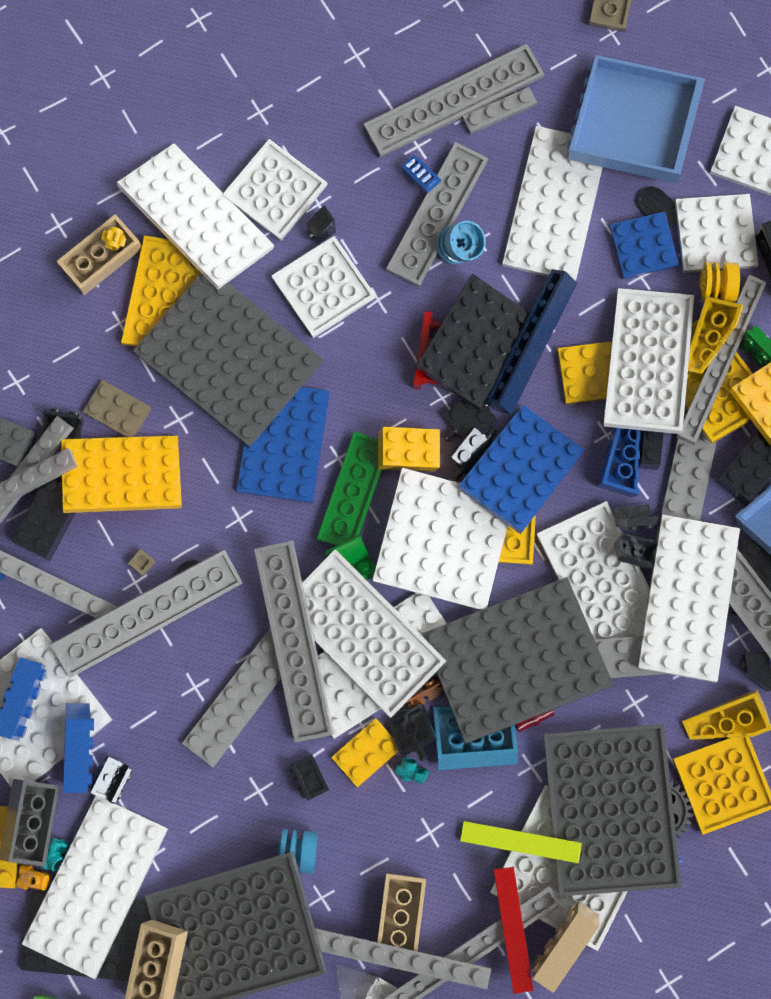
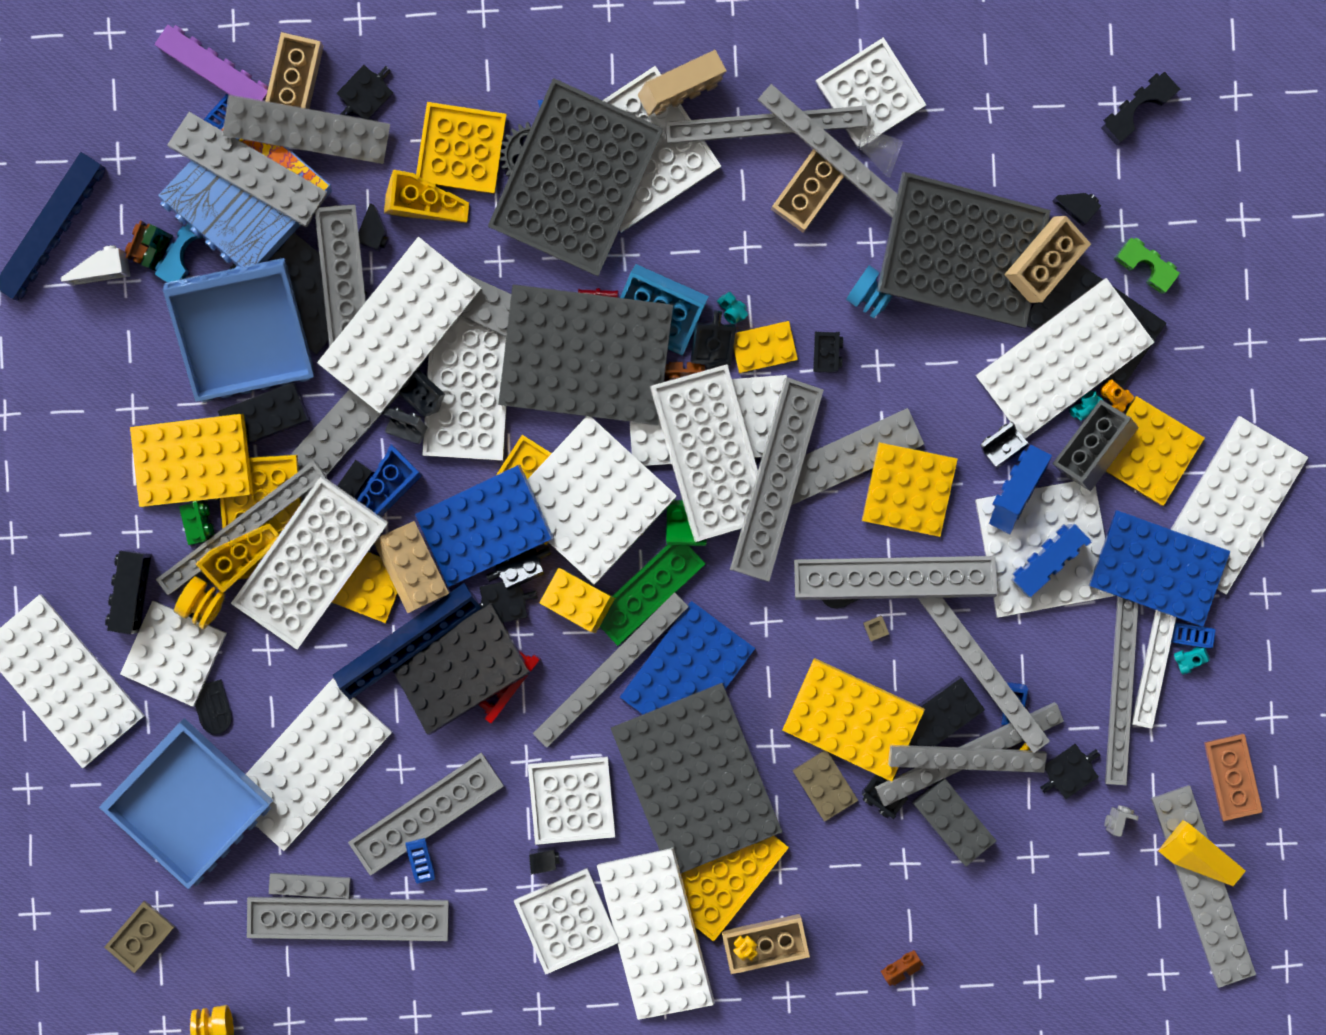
camera: 155 degrees left, 10 degrees up
(174, 696) = (909, 489): none -> yellow plate
(349, 410) = (611, 669): none -> light grey plate
(460, 242) = (421, 771): dark azure wheel -> none
(513, 930) = (719, 122): red tile -> none
(521, 842) = (670, 193): neon yellow tile -> none
(563, 402) = (410, 567): none -> tan brick
(644, 245) = (248, 678): blue plate -> none

